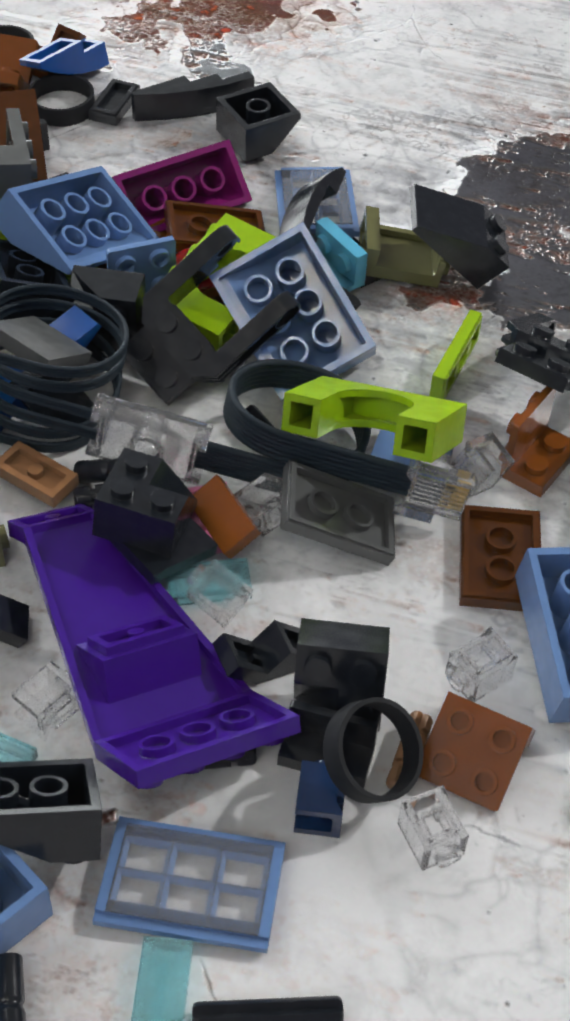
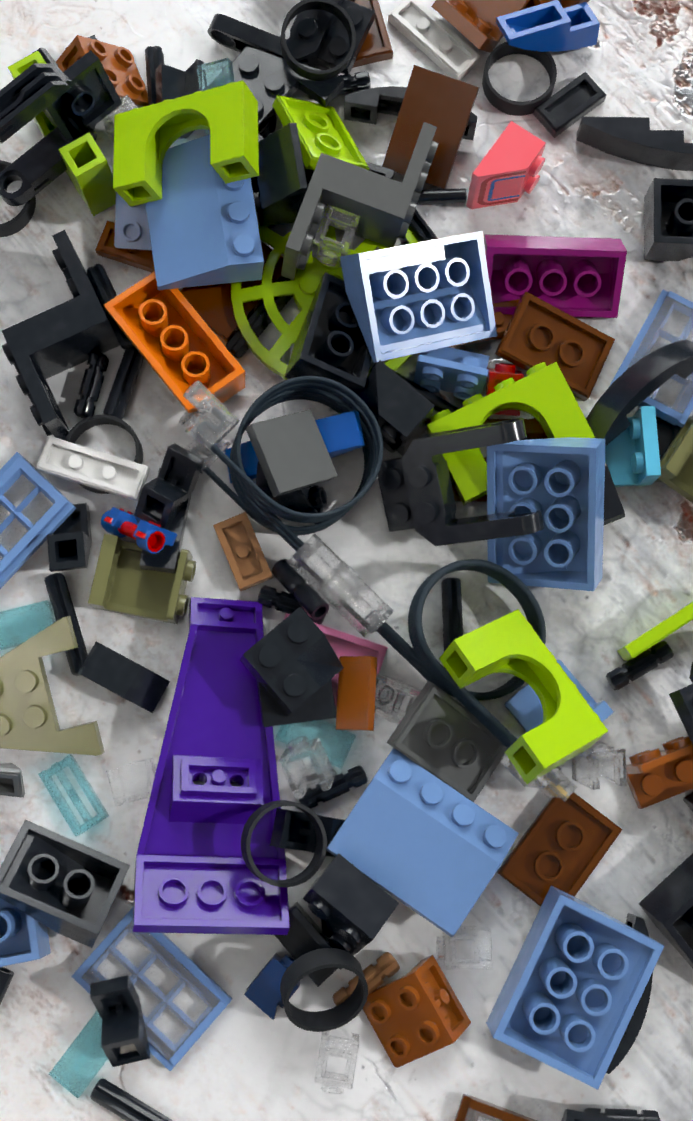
camera: 35 degrees right, 30 degrees up
(94, 134) = (507, 169): none -> coral slope
(178, 917) = (122, 1021): none -> black slope
(226, 681) = (320, 851): none -> black tyre
(256, 609) = (341, 784): none -> black axle
(377, 583) = (423, 842): none -> medium blue slope
(461, 387) = (639, 665): none -> black axle

